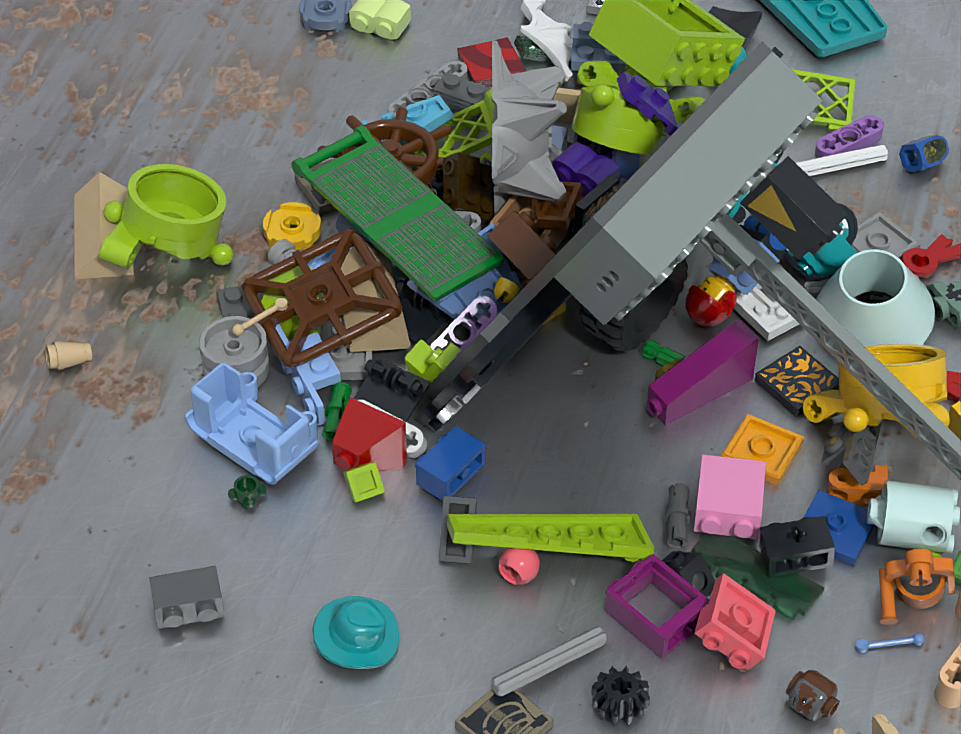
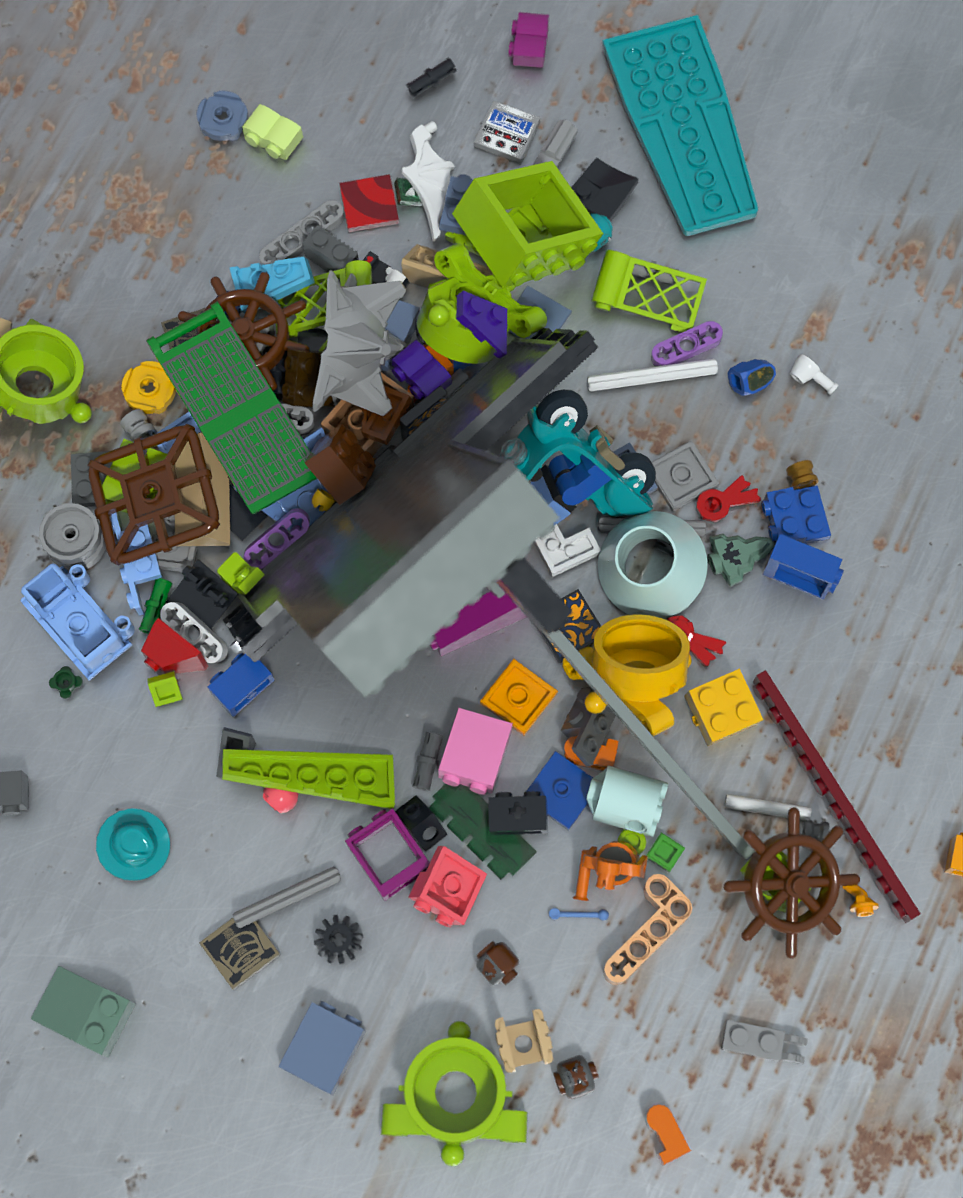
camera: 10 degrees right, 25 degrees up
(280, 304) = (114, 500): tan hinge -> none

